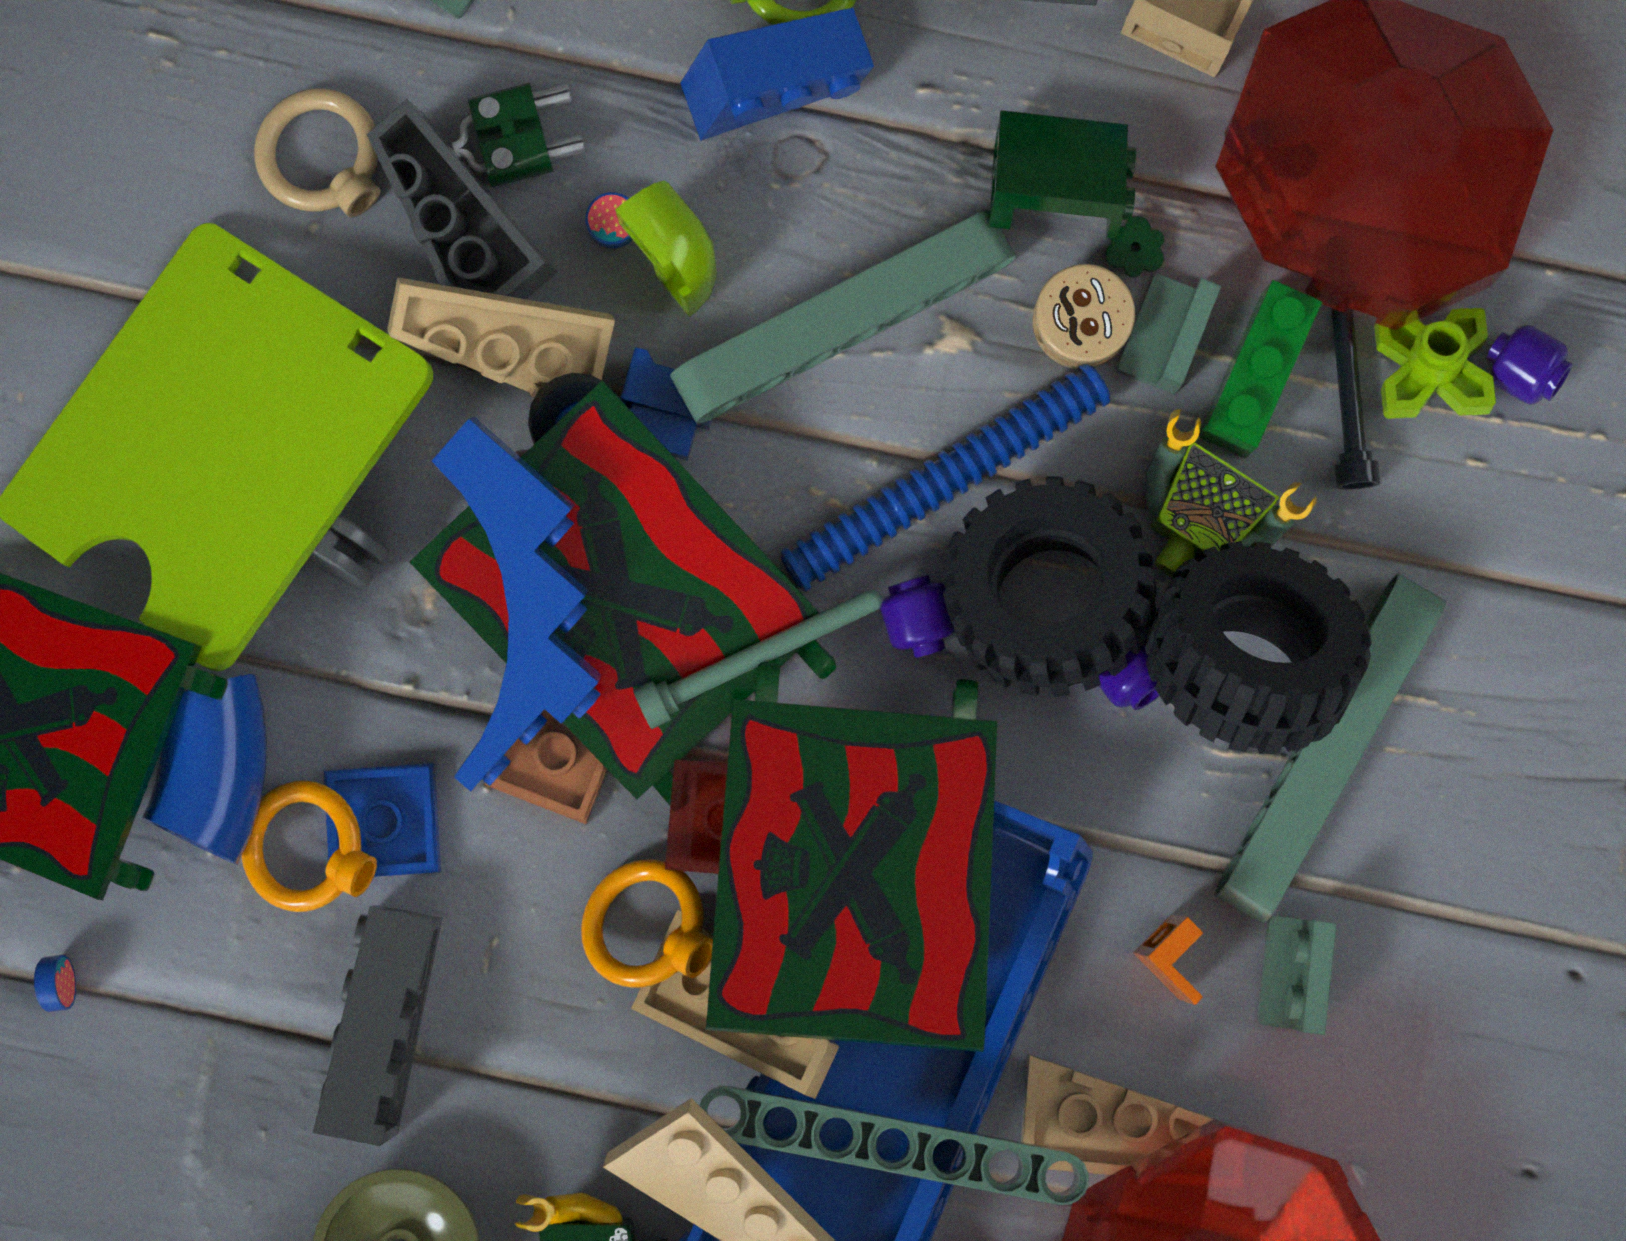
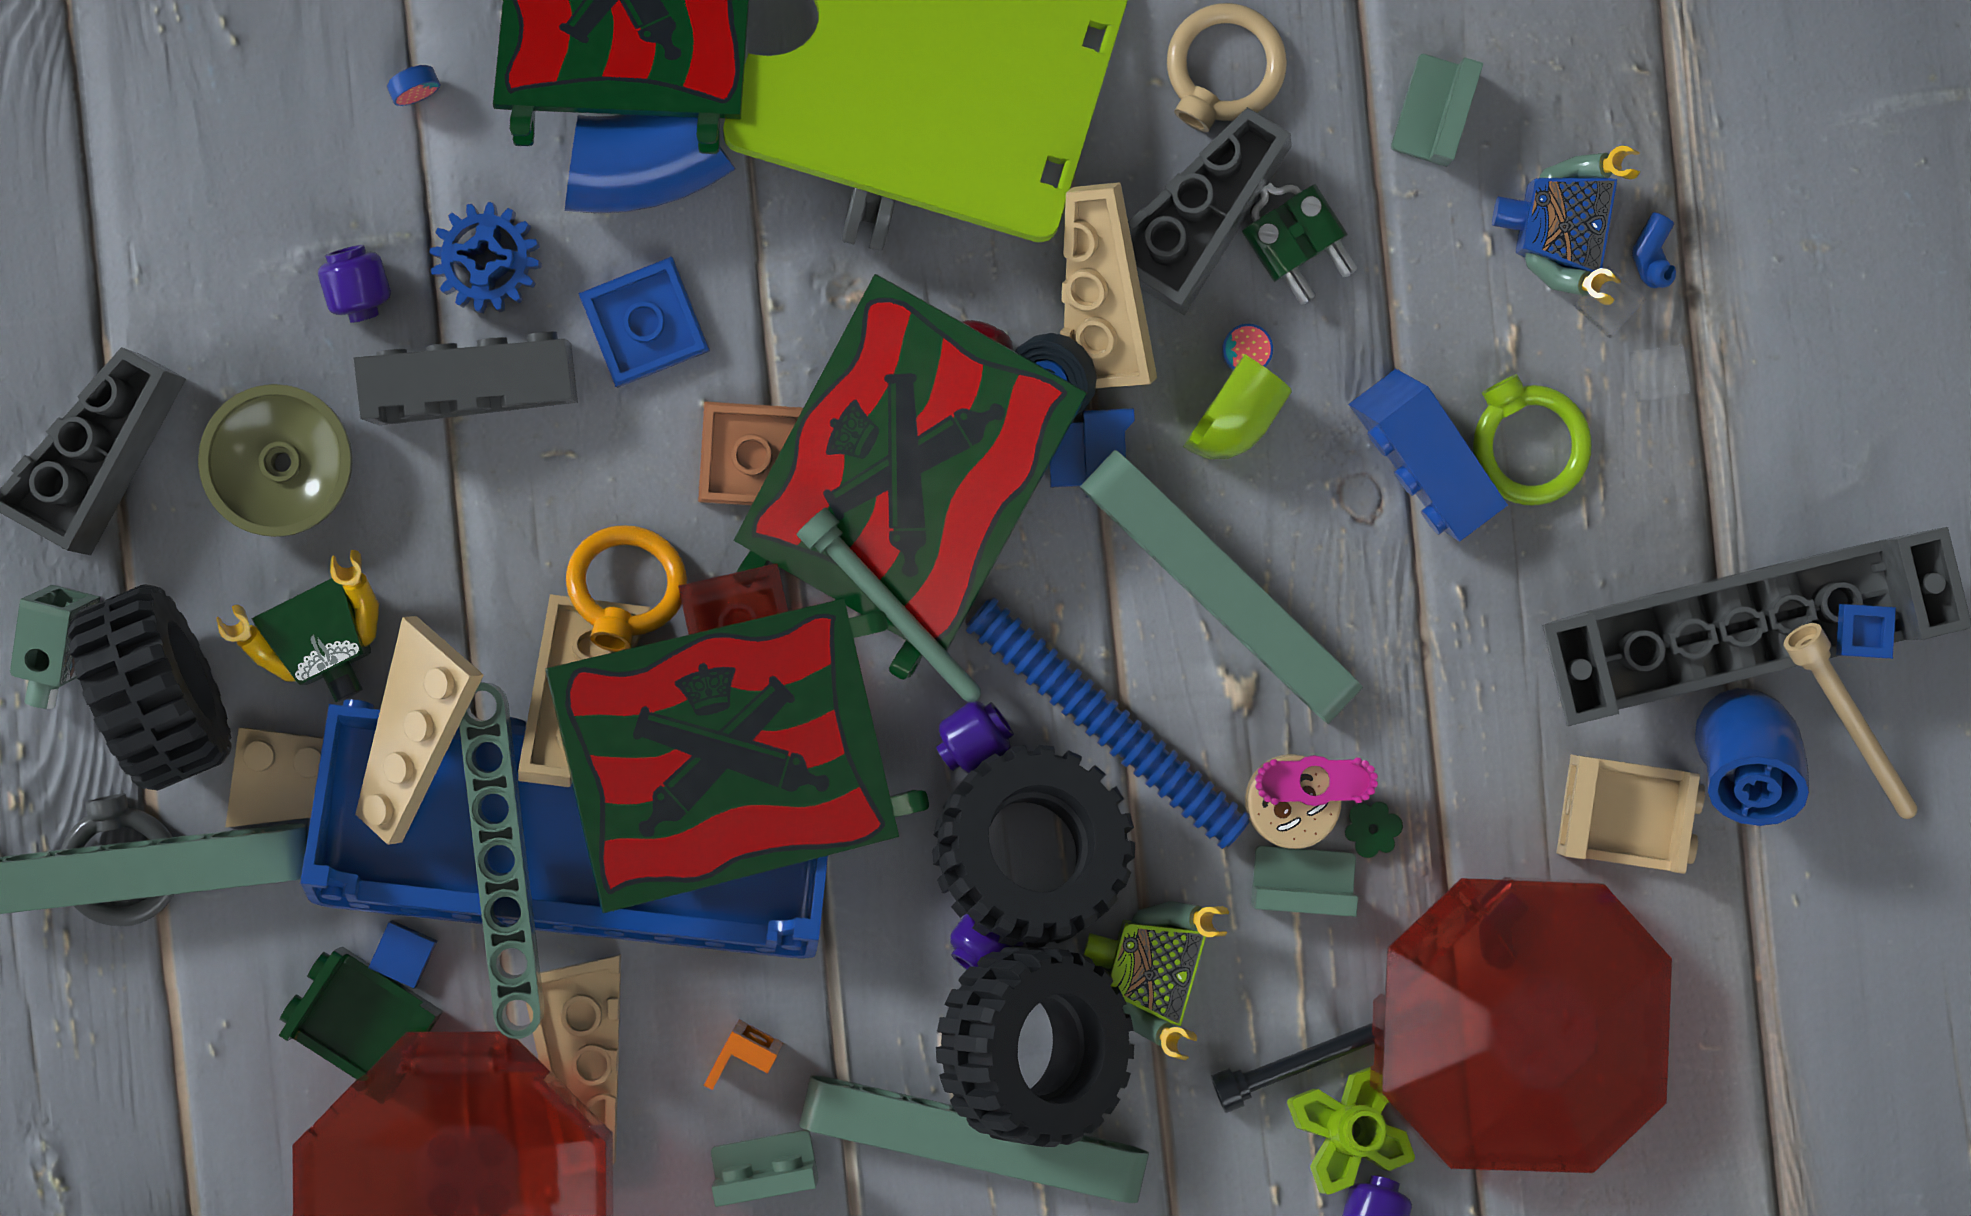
camera: 75 degrees right, 5 degrees up
(238, 955) = (489, 235): none -> blue gear
(239, 1111) = (354, 283): none -> dark purple head
(347, 869) = (590, 307): light orange piece -> none
(541, 670) = (942, 359): blue arch -> none
(1061, 169) = (1418, 740): dark green panel -> none
(1078, 251) = (1347, 780): none -> dark pink piece
(1259, 369) = (1294, 974): green brick -> none

